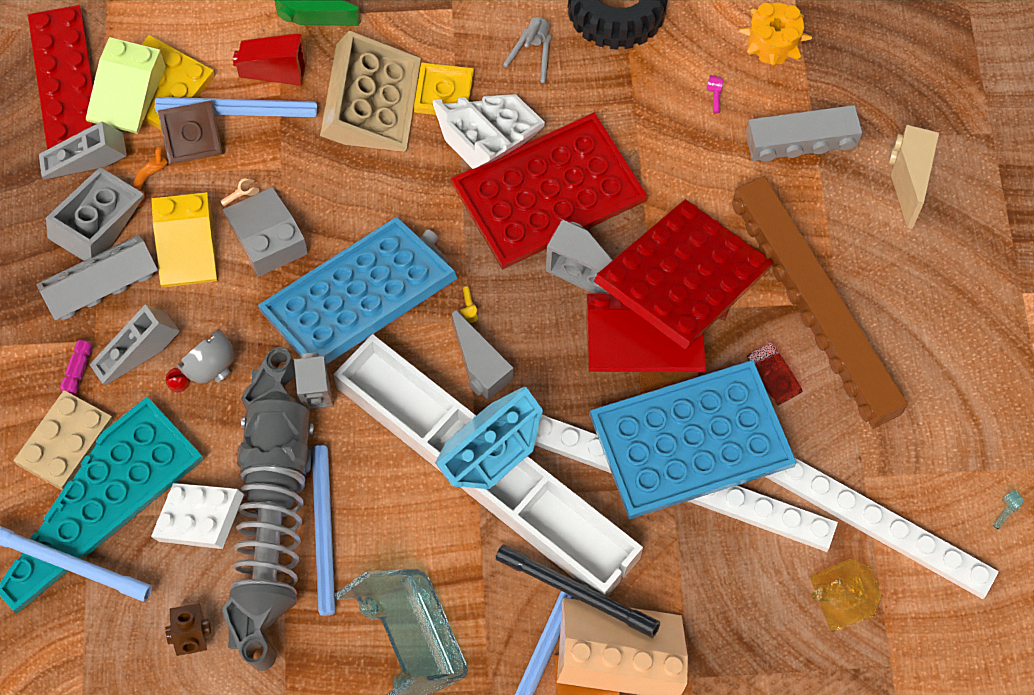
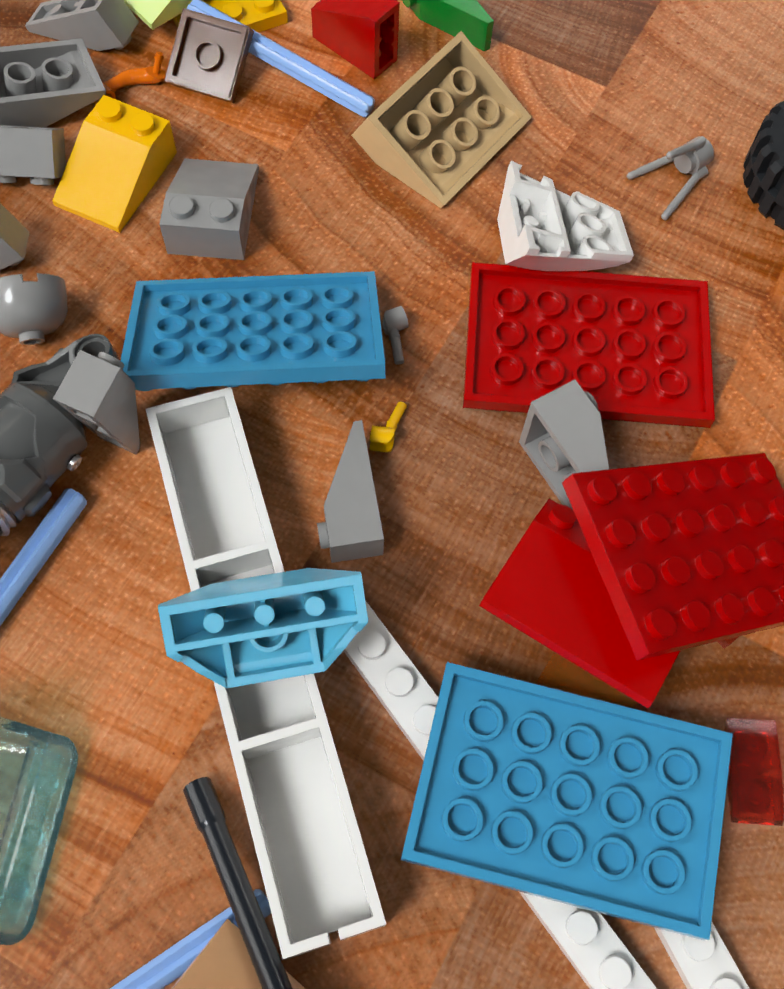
camera: 30 degrees right, 0 degrees up
(242, 190) = (224, 146): light nougat hand -> none
(442, 83) = (539, 156): yellow tile -> none

